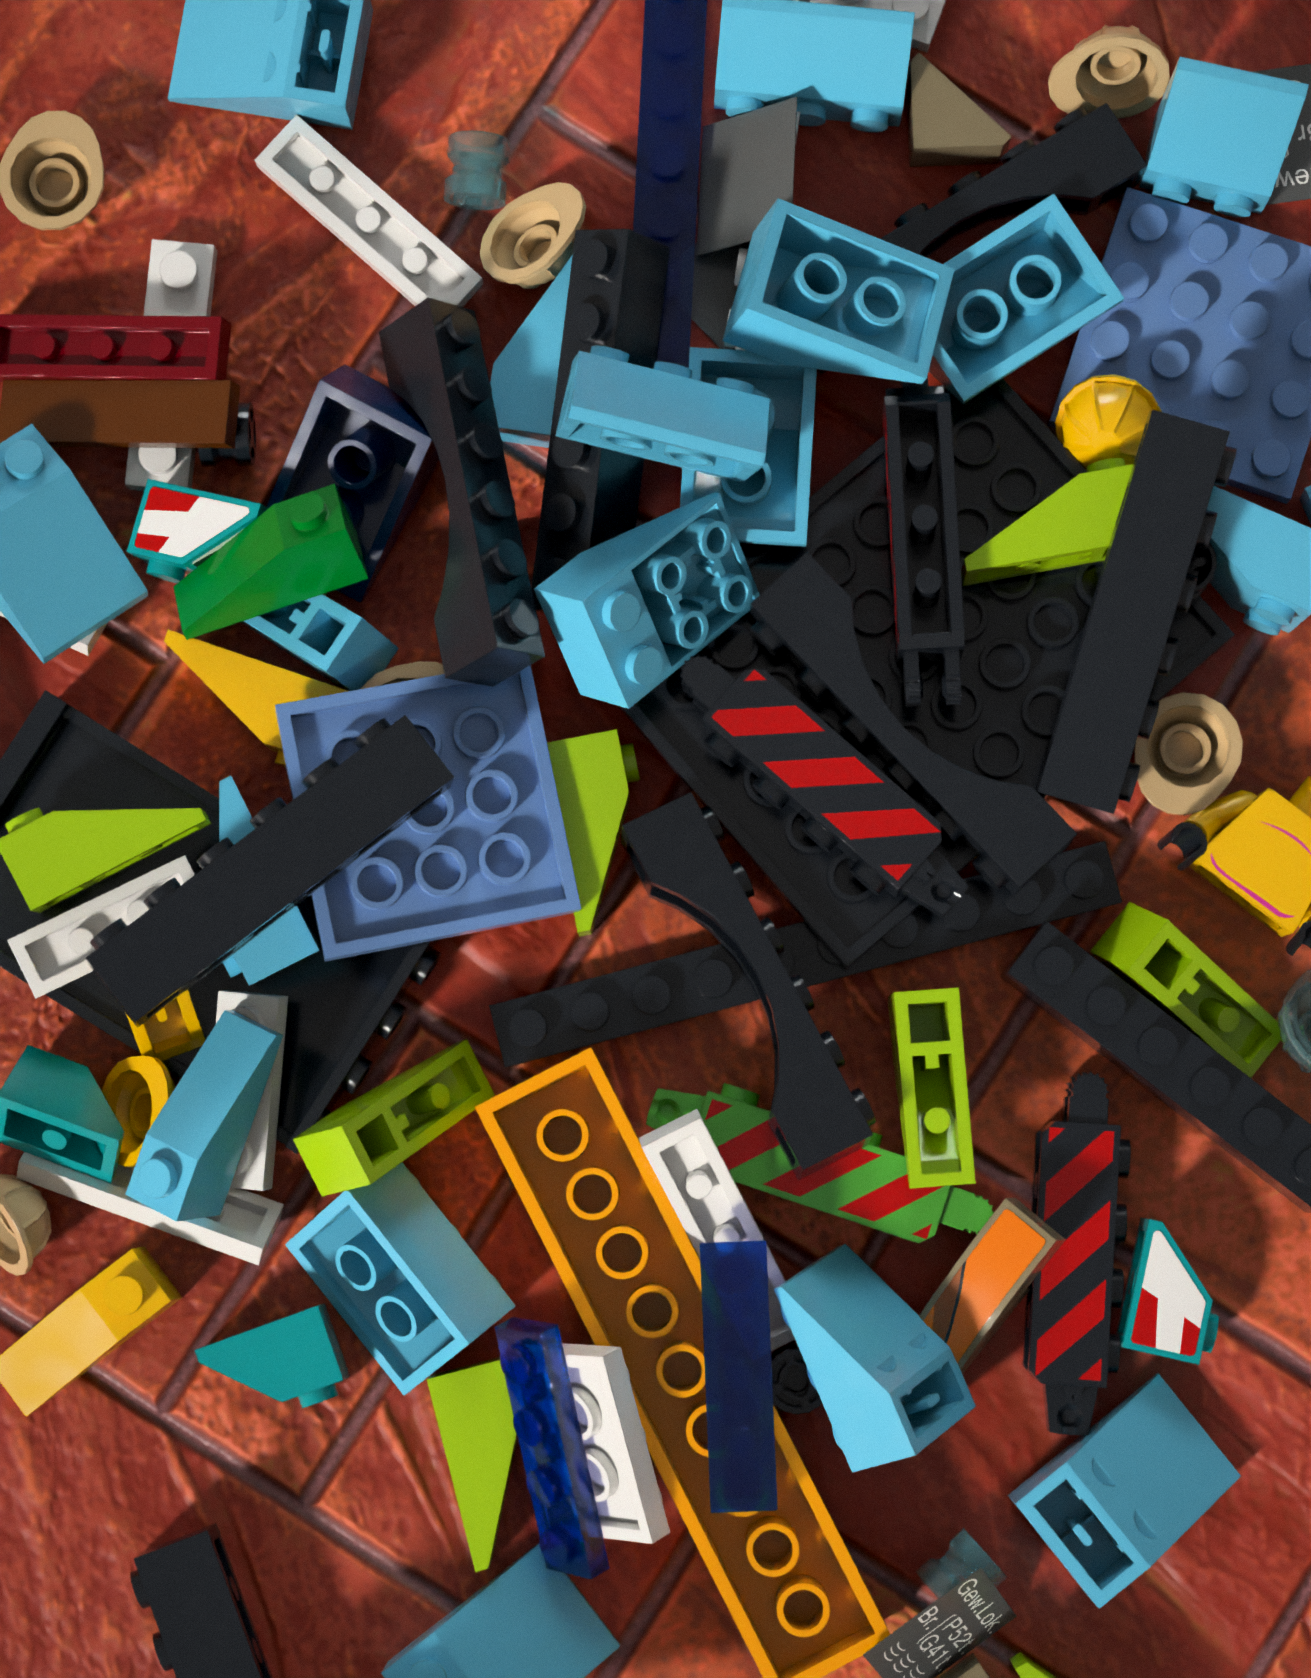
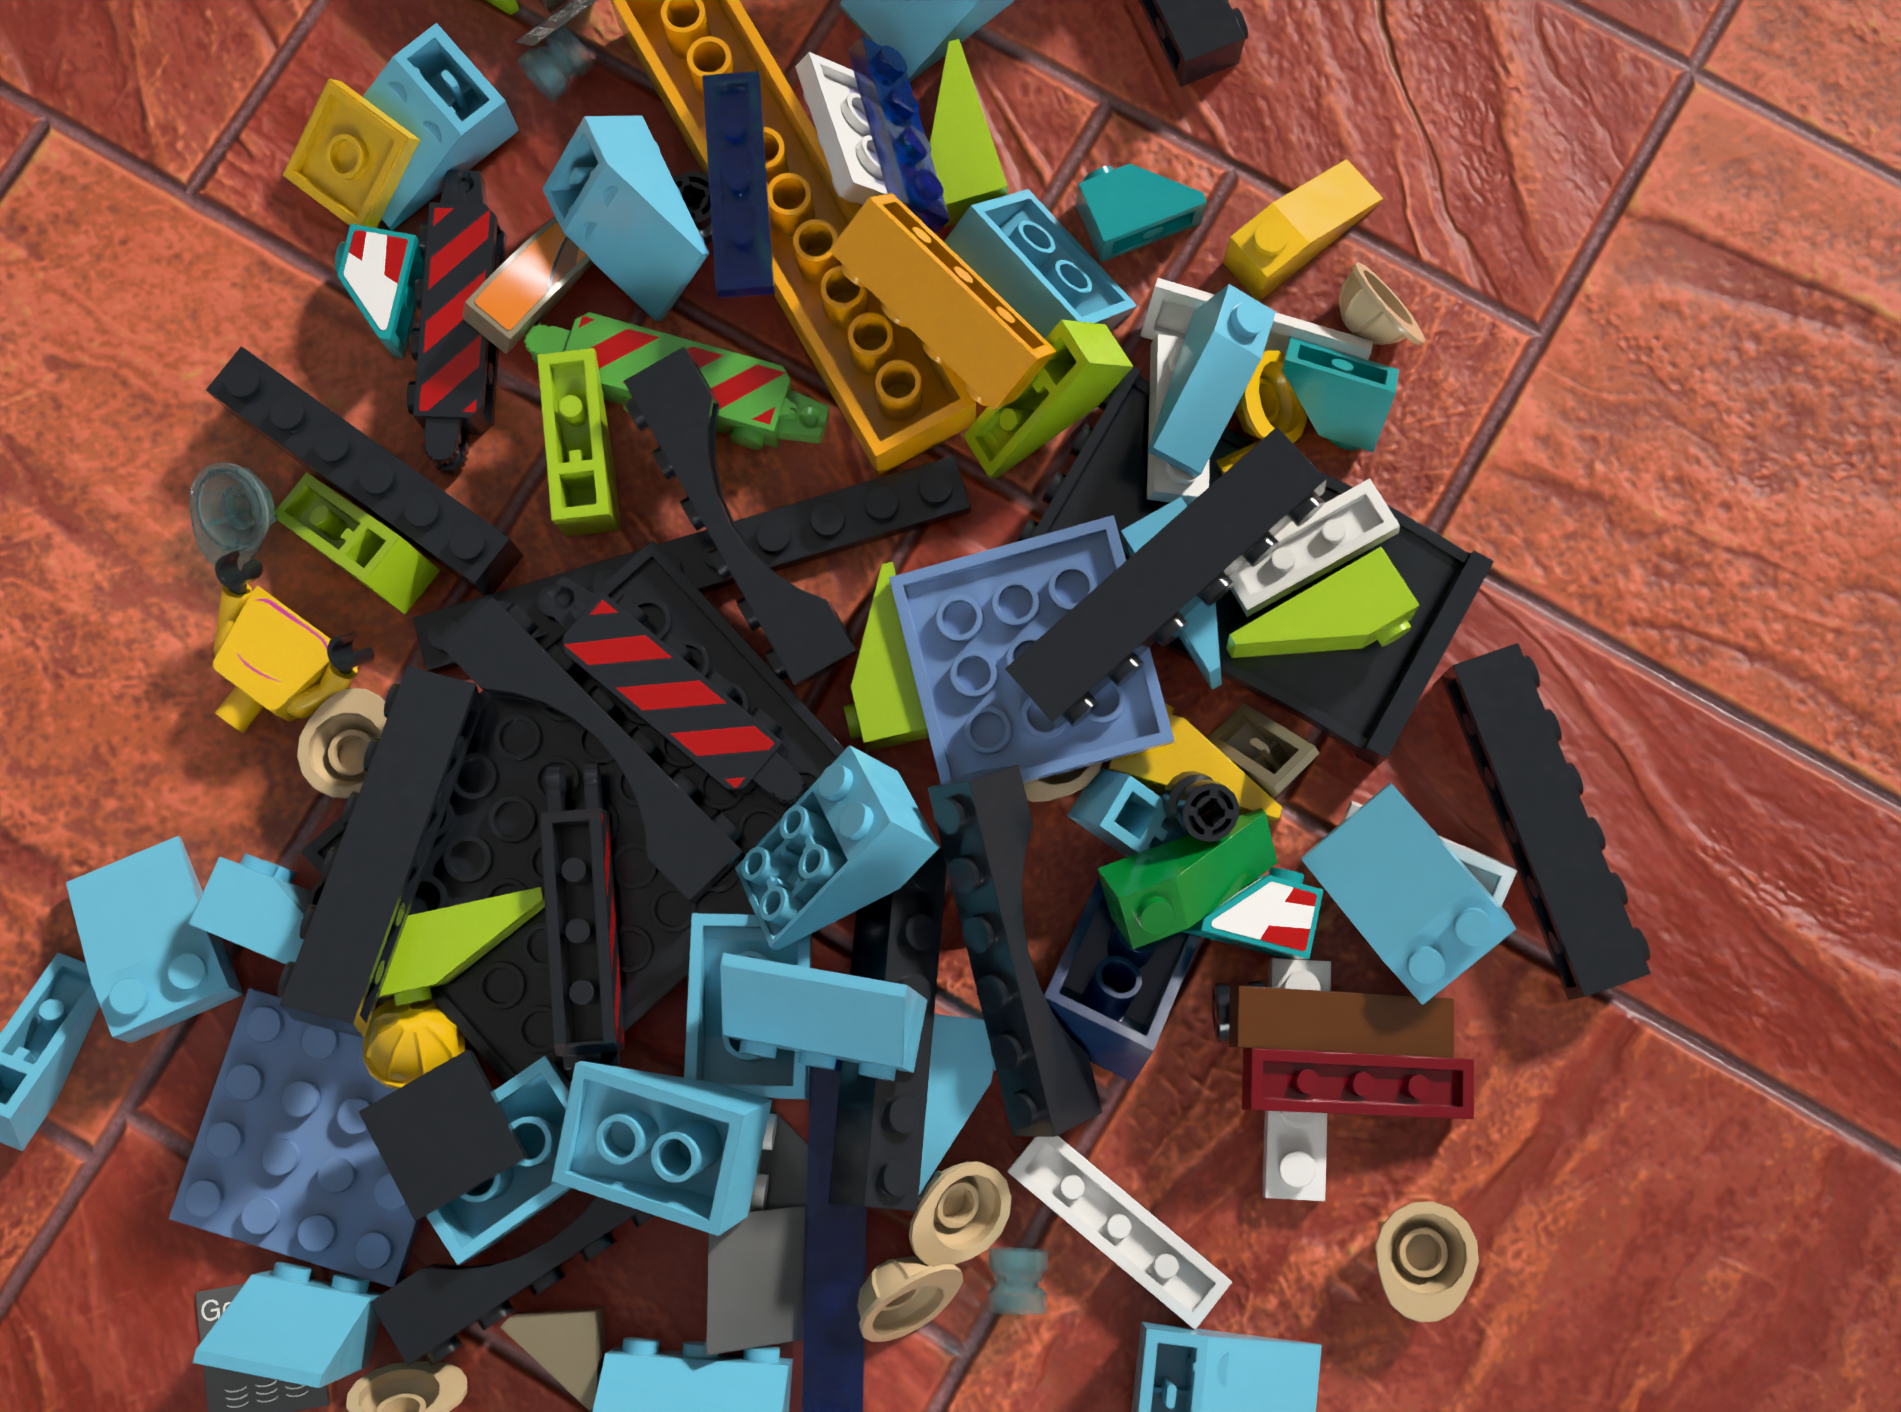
camera: 175 degrees right, 5 degrees down
(181, 710) = (1263, 749): none -> dark tan slope
(251, 634) = (1188, 798): none -> black wheel
(505, 1212) = (941, 301): none -> light orange brick
(597, 159) = (904, 1297): none -> tan piece
(708, 1198) = (769, 336): white plate -> none
(1068, 320) = (443, 1134): none -> black tile
(1203, 1456) = (350, 156): none -> yellow tile

